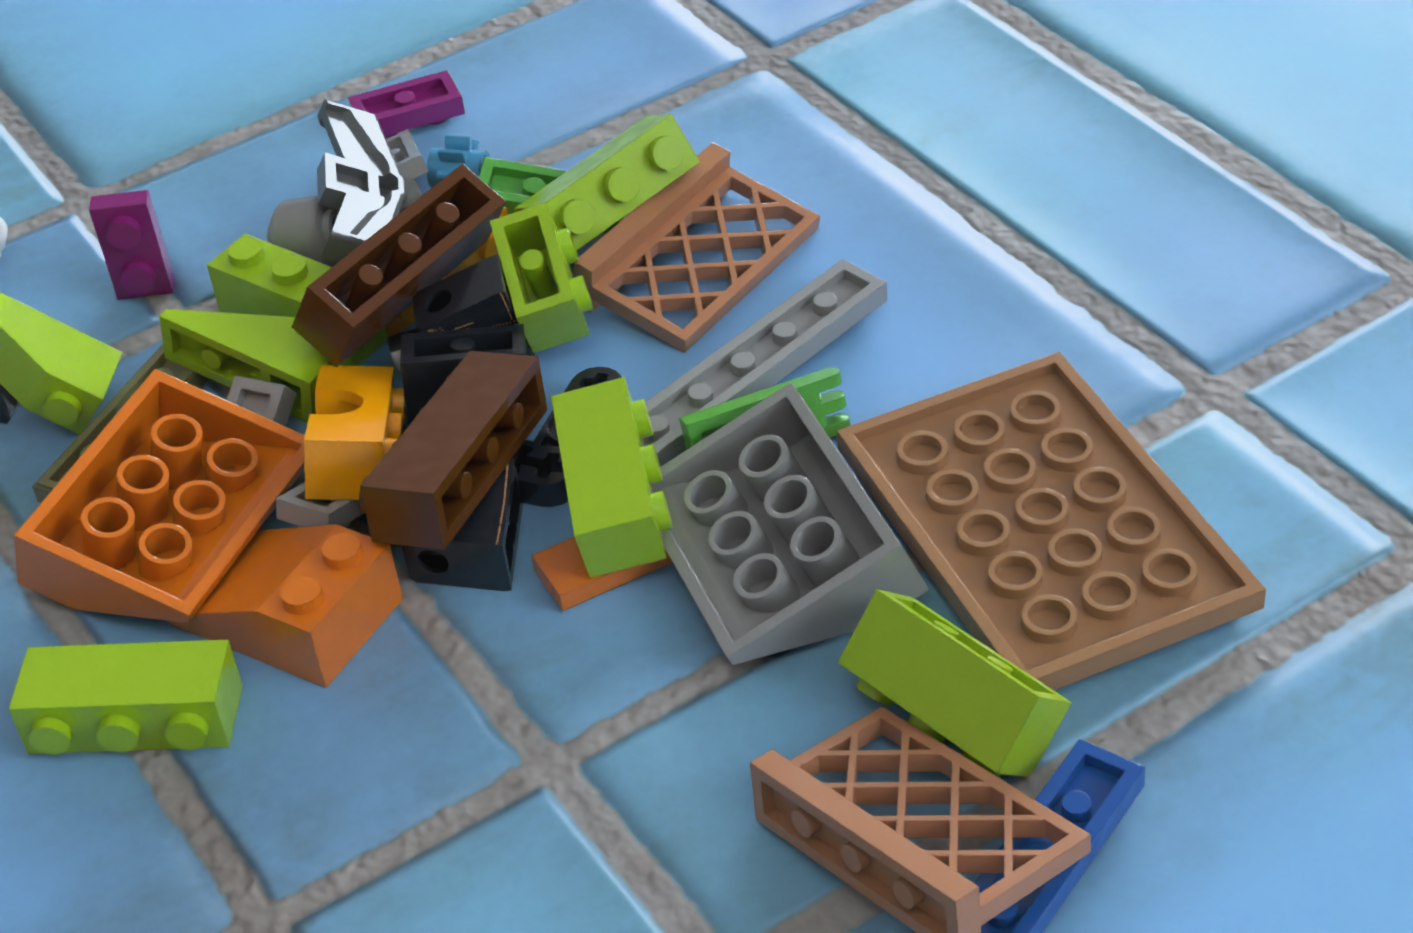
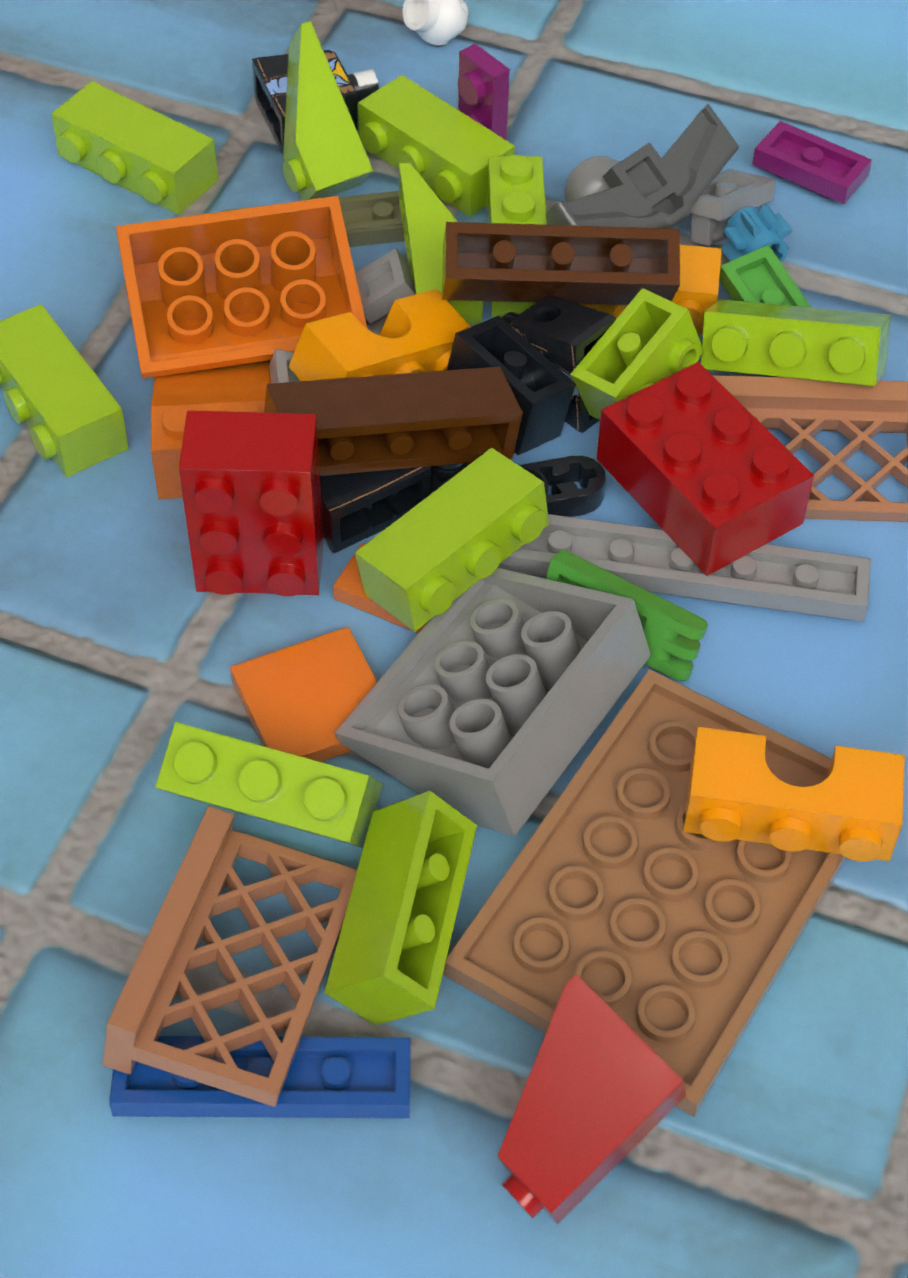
camera: 50 degrees right, 10 degrees up
(125, 300) = (439, 141): none -> lime brick
(459, 574) = (253, 502): none -> red brick
(661, 672) = (304, 693): none -> orange tile
(681, 293) = (703, 467): none -> red brick
(752, 716) = (269, 784): none -> lime brick
(1016, 422) = (847, 814): none -> light orange arch
(1226, 647) = (583, 1104): none -> red slope

